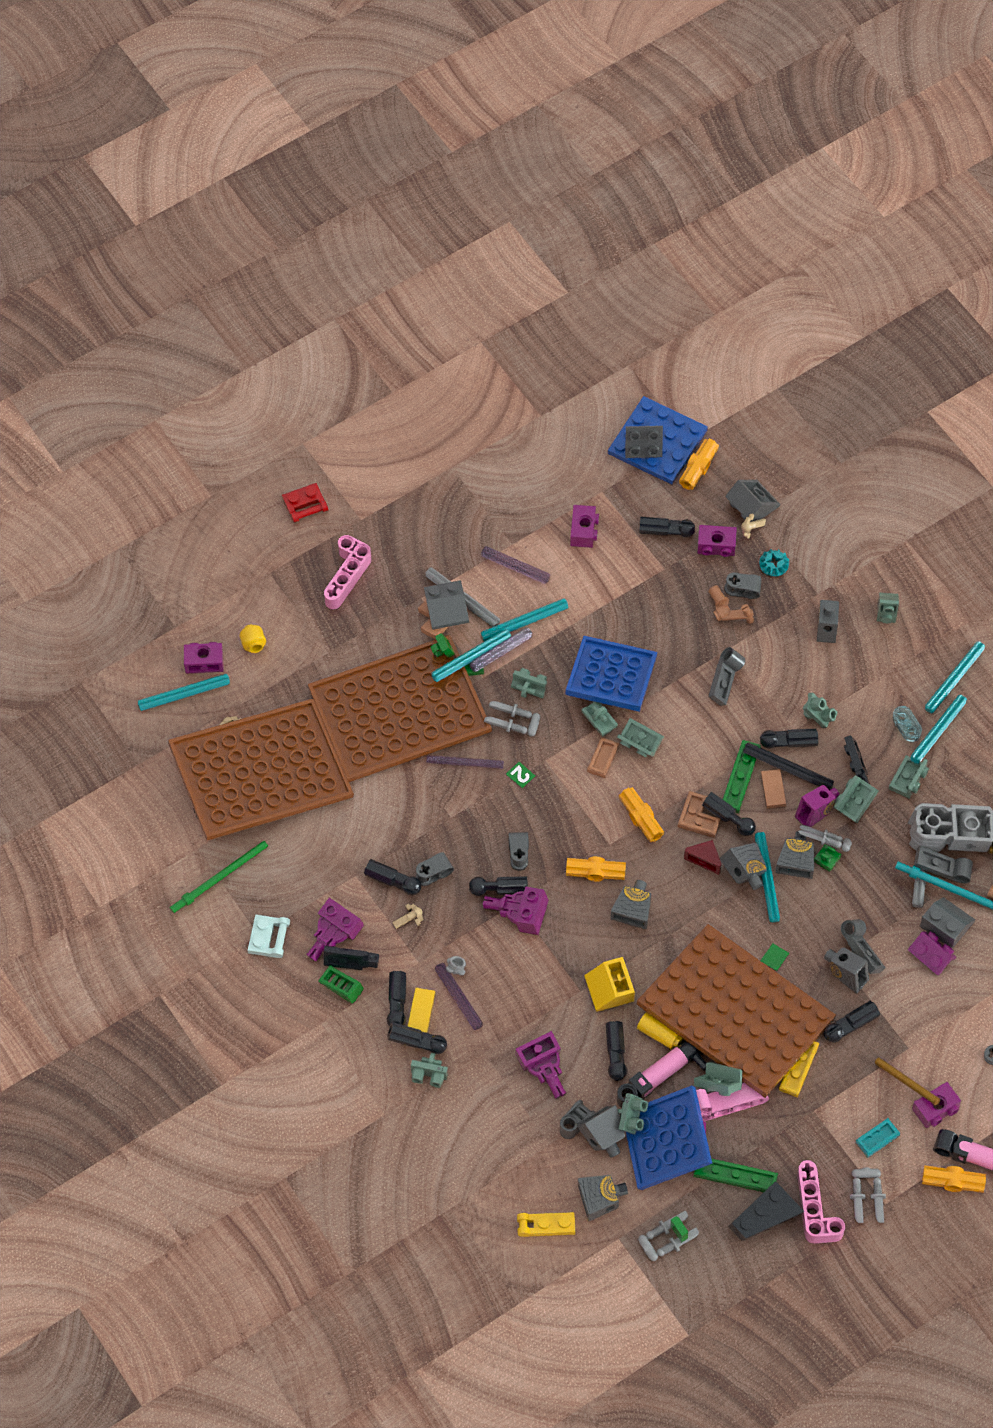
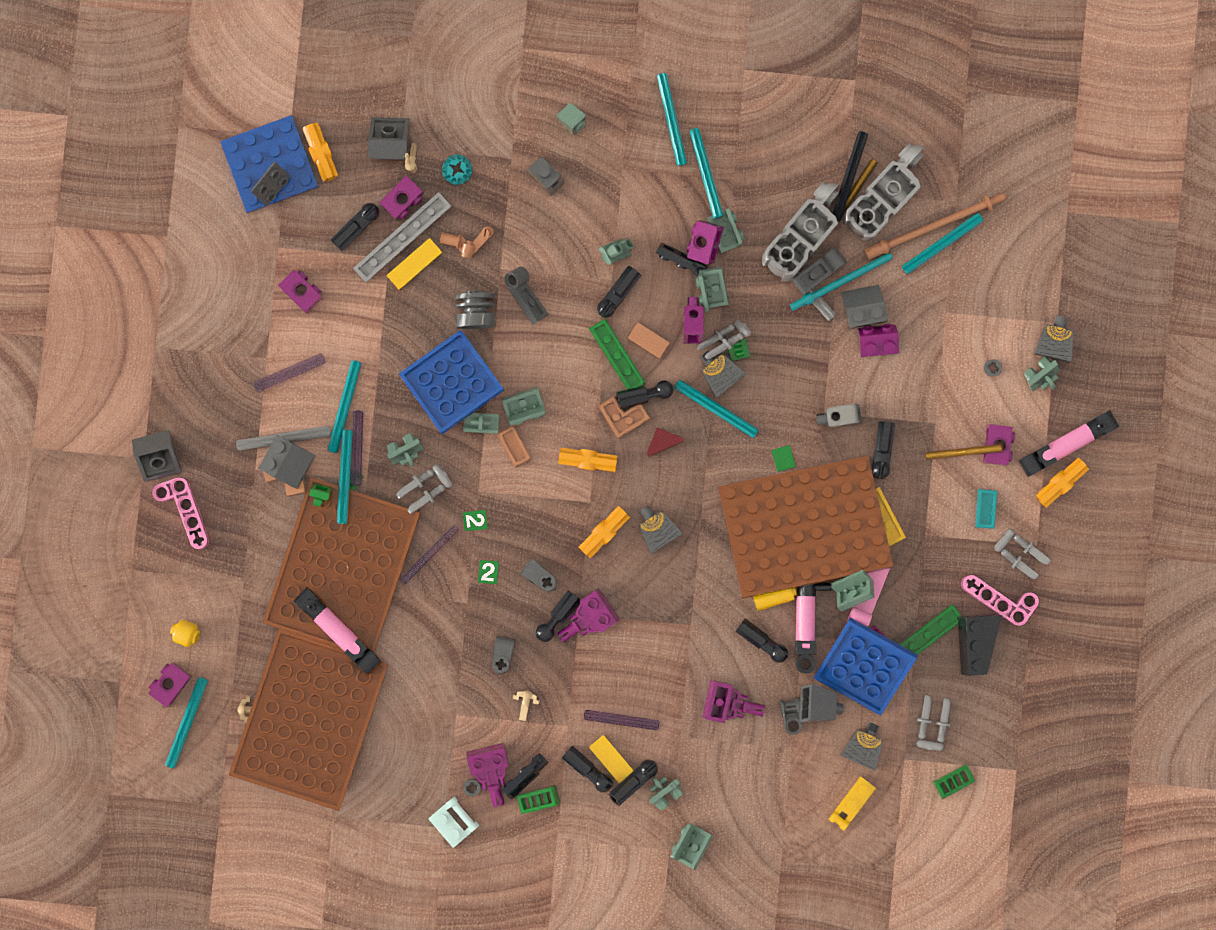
camera: 50 degrees left, 25 degrees up
(188, 898) = (371, 858): green bar -> none
(303, 498) = (85, 491): red plate -> none
(307, 922) = (476, 791): none -> dark grey bush
(347, 737) = (337, 631): none -> piece
(370, 522) = (156, 455): none -> dark grey slope
(391, 877) = (481, 692): black piece -> none
(402, 1124) = (691, 846): none -> sand green bracket
(456, 965) = (590, 702): light grey plate -> none
(489, 814) = (488, 572): none -> green sticker
(610, 985) = (708, 603): yellow slope -> none
(622, 1276) = (937, 783): none -> green slope
(630, 1114) = (824, 677): sand green hips -> none
(676, 587) = (414, 264): none -> yellow tile
(679, 1229) = (939, 714): green tile -> none
(680, 647) = (475, 310): none -> dark grey wheel
(686, 562) = (402, 237): none -> light grey plate
(744, 585) = (461, 209): dark grey piece -> none
(745, 864) = (697, 419): dark grey torso -> none
(787, 766) = (641, 314): black axle -> none
(859, 945) = (817, 387): dark grey plate -> none
(886, 765) = (712, 234): none -> magenta brick
(907, 725) = (680, 191): clear light blue plate -> none

